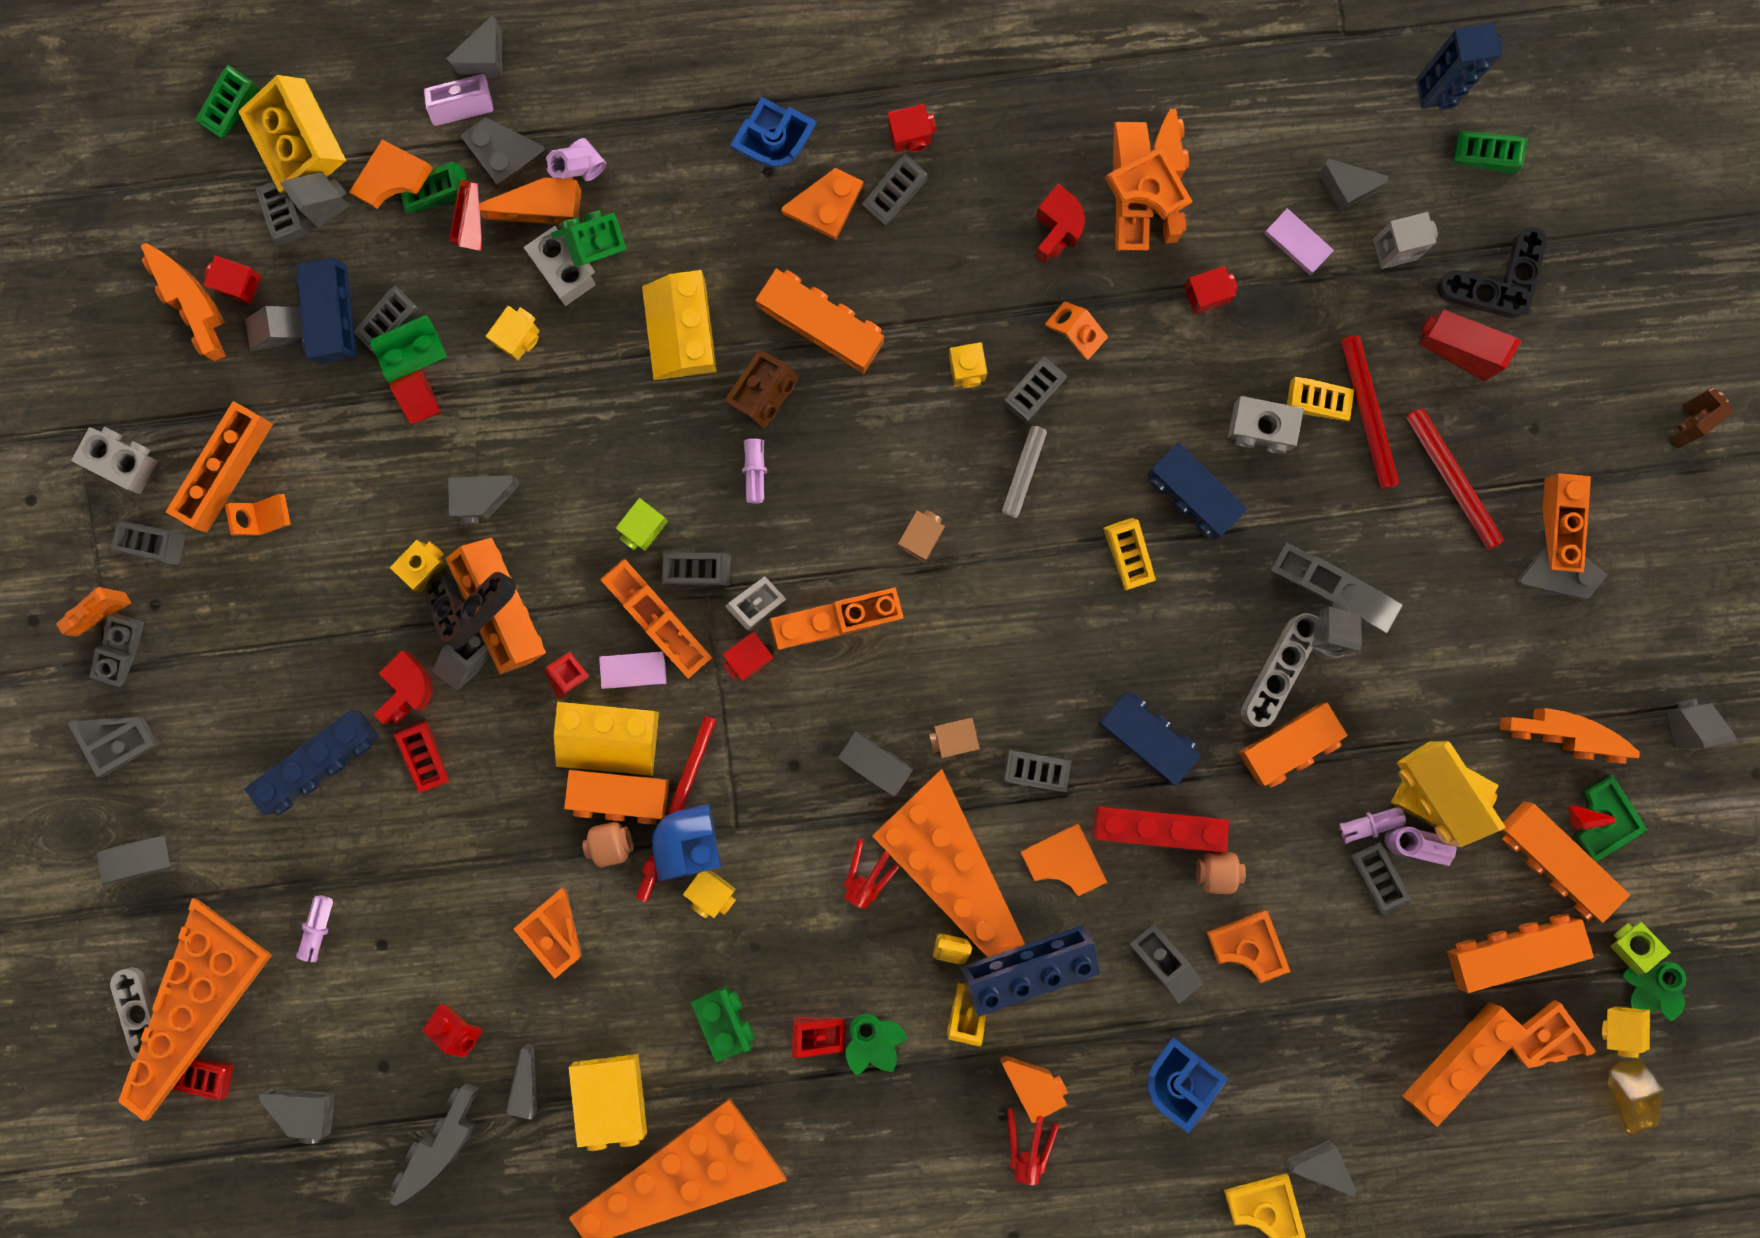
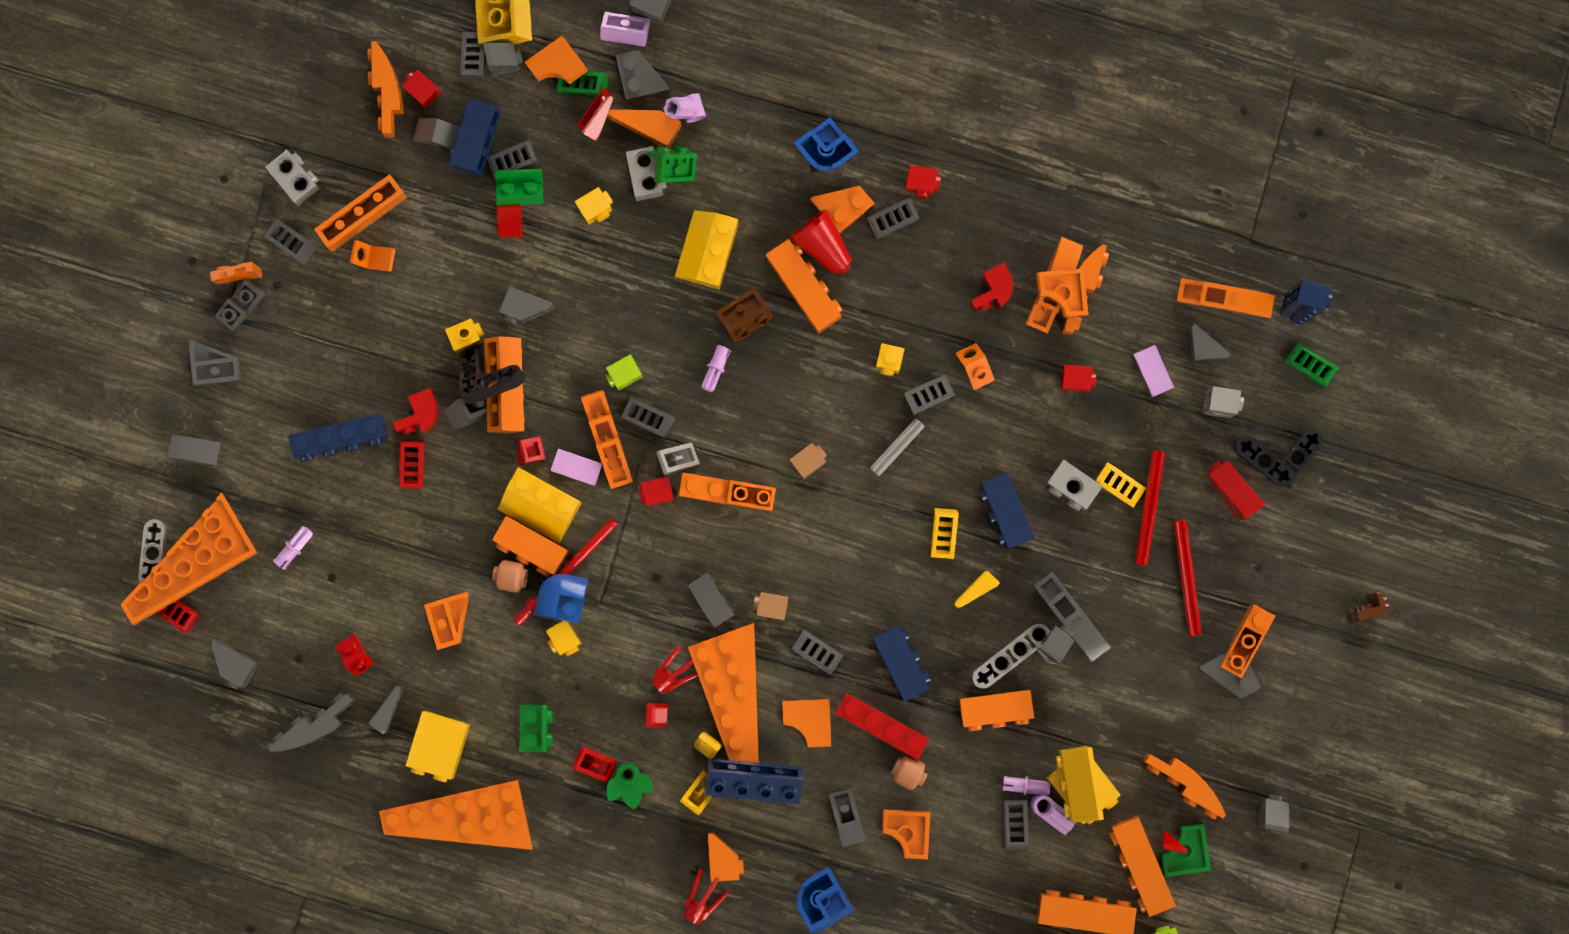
camera: 30 degrees right, 0 degrees up
(822, 255) = (823, 242): none -> red cone
(870, 940) = (656, 715): none -> red slope
(1206, 597) = (980, 586): none -> yellow slope
(1349, 111) = (1226, 298): none -> orange slope

